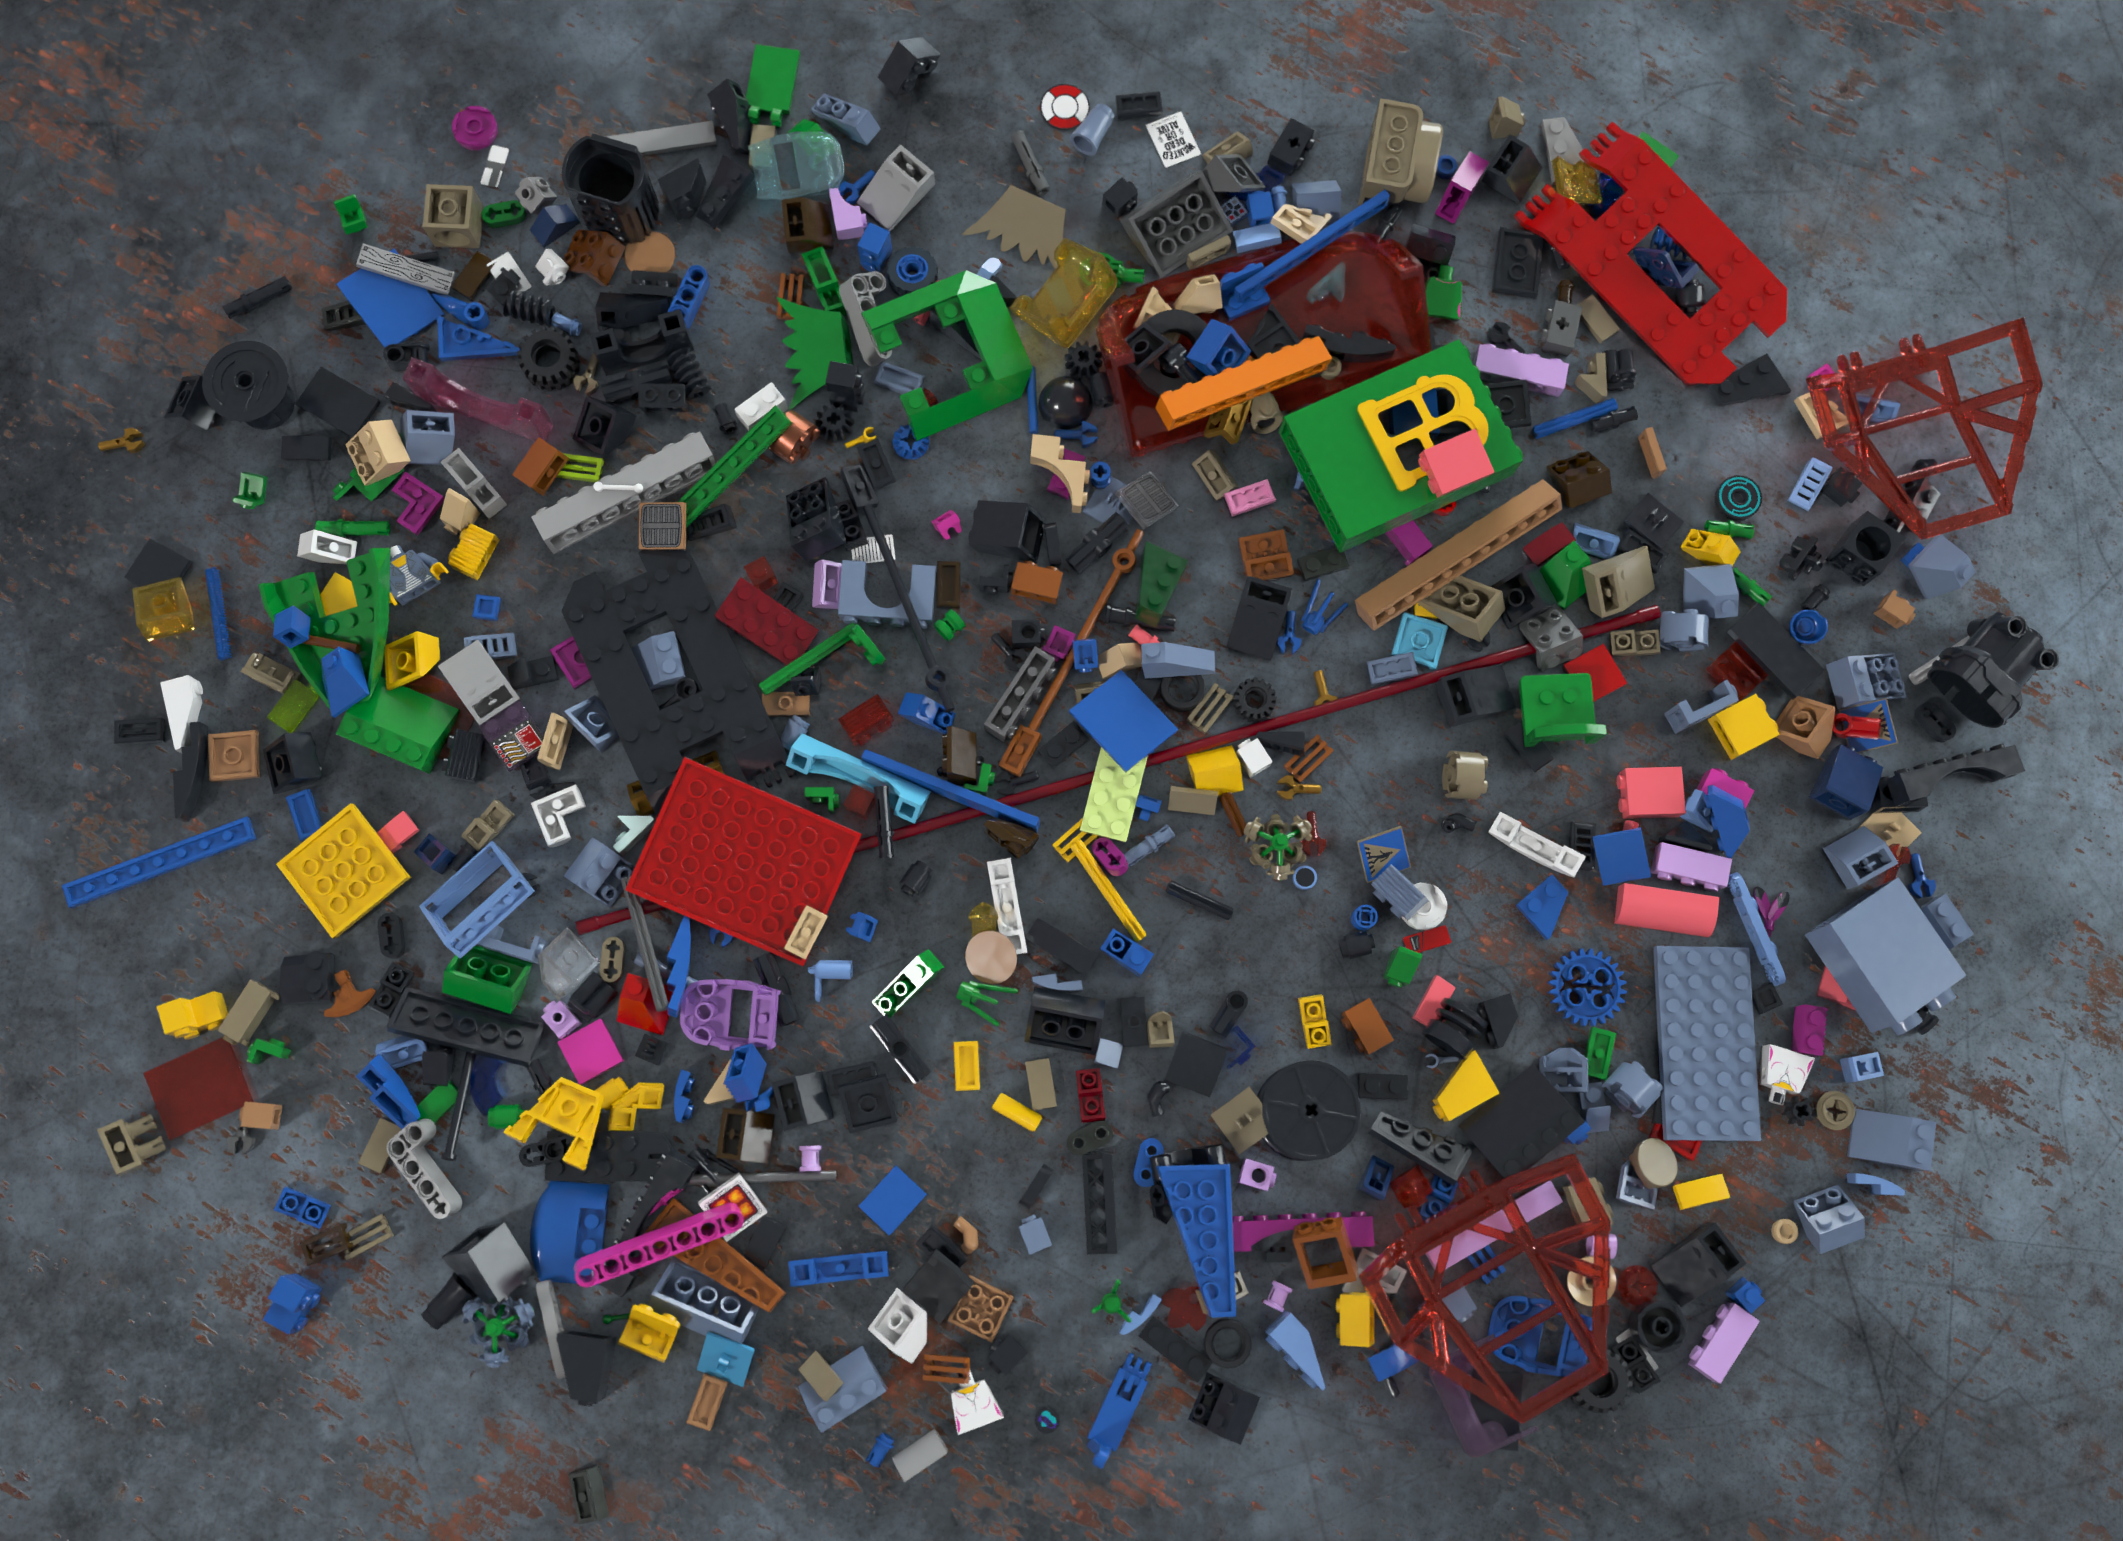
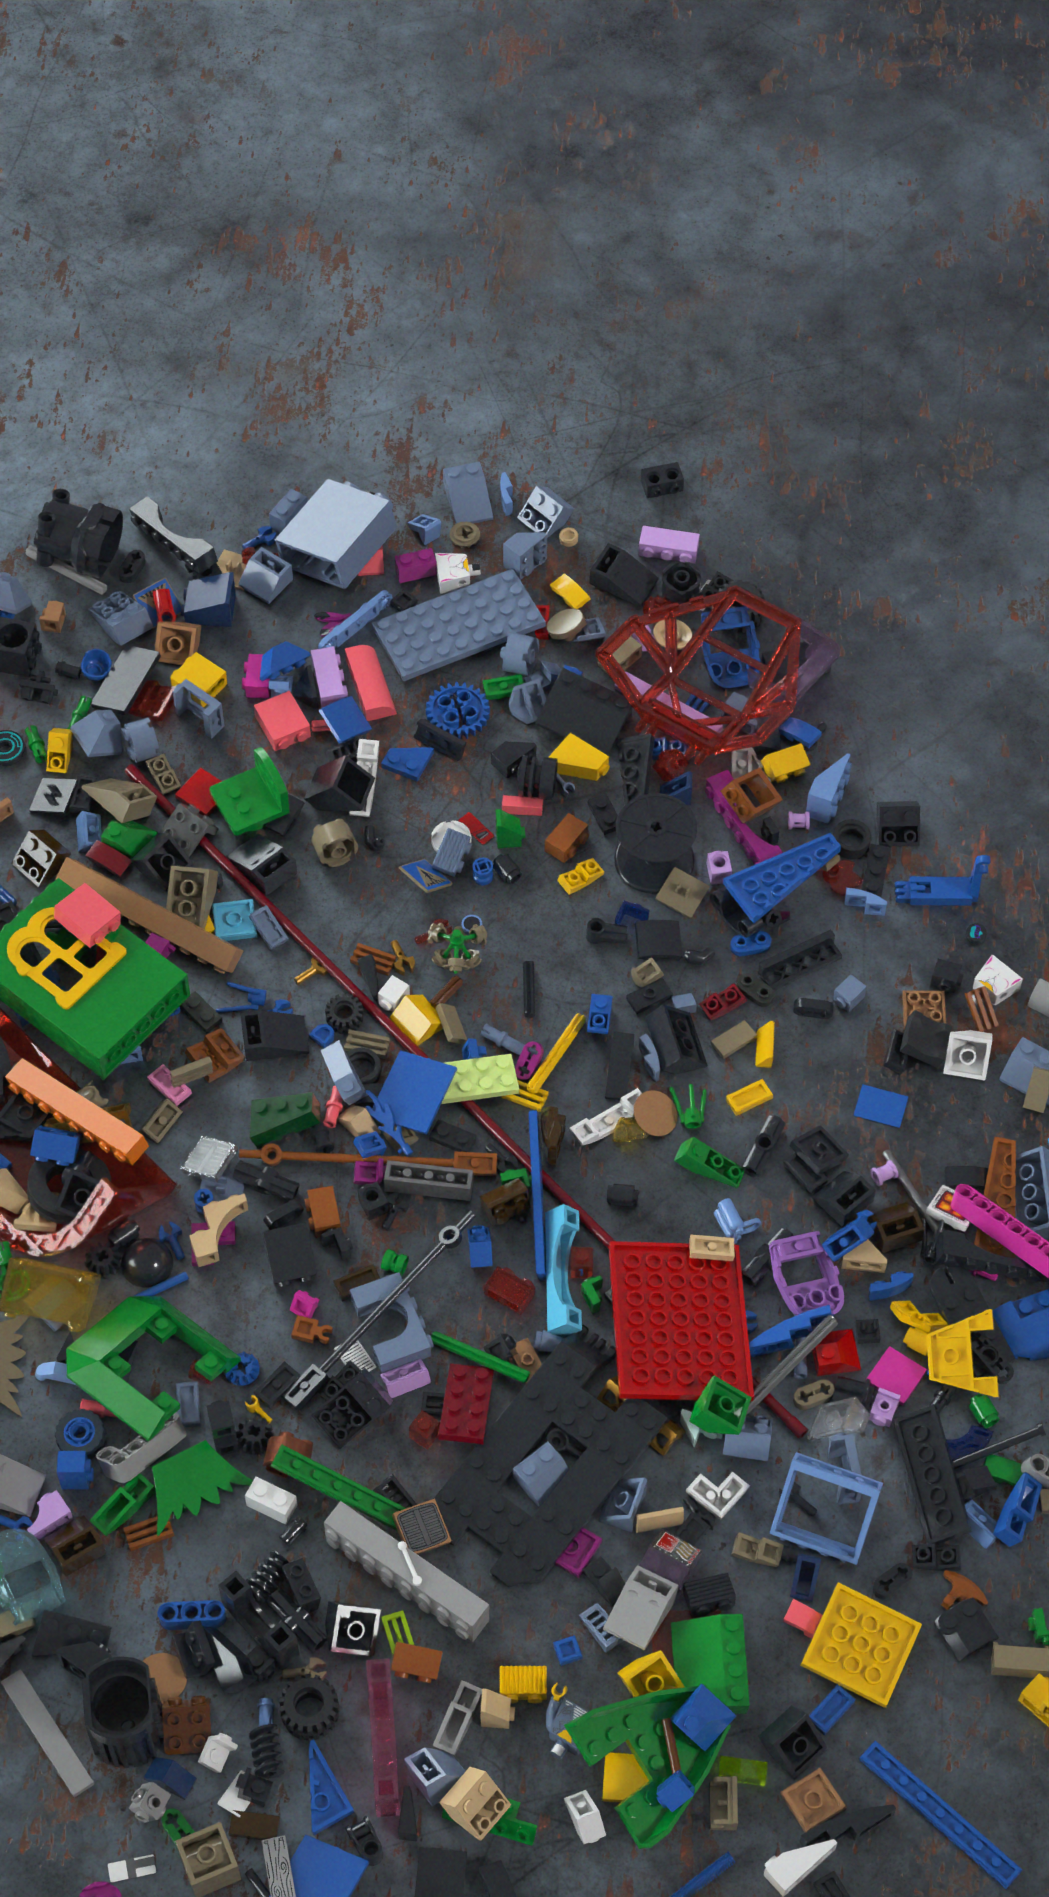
camera: 110 degrees left, 20 degrees down
(344, 527) = (557, 1813): green pin -> none
(422, 503) = (502, 1752): magenta plate -> none
(463, 311) = (294, 1816): blue piece -> none
(487, 978) = (887, 1465): green slope -> none
(624, 848) = (720, 1408): none -> green slope
(838, 1268) = (951, 1115): blue slope -> none
(861, 639) = (447, 1312): green tile -> none
(863, 926) = (684, 1214): blue tile -> none
(884, 826) = (590, 1231): black pin -> none
(918, 515) = (307, 1329): none -> dark orange plate
(970, 1235) = (879, 1036): medium nougat arm -> none
(1101, 681) = (388, 1120): none -> blue piece
(1111, 1303) = (868, 924): green plant -> none
(1240, 669) = (322, 1035): none -> blue tile
(1248, 517) = (191, 1072): none -> dark tan tile
(1532, 811) = (339, 786): none -> black slope
(1556, 949) = (440, 739): none -> black hinge
(1745, 1295) = (629, 540): blue brick -> none
(1774, 1162) = (525, 552): none -> sand blue slope
(1804, 1109) = (478, 554): black gear -> none
(1830, 1383) = (662, 480): none -> black brick

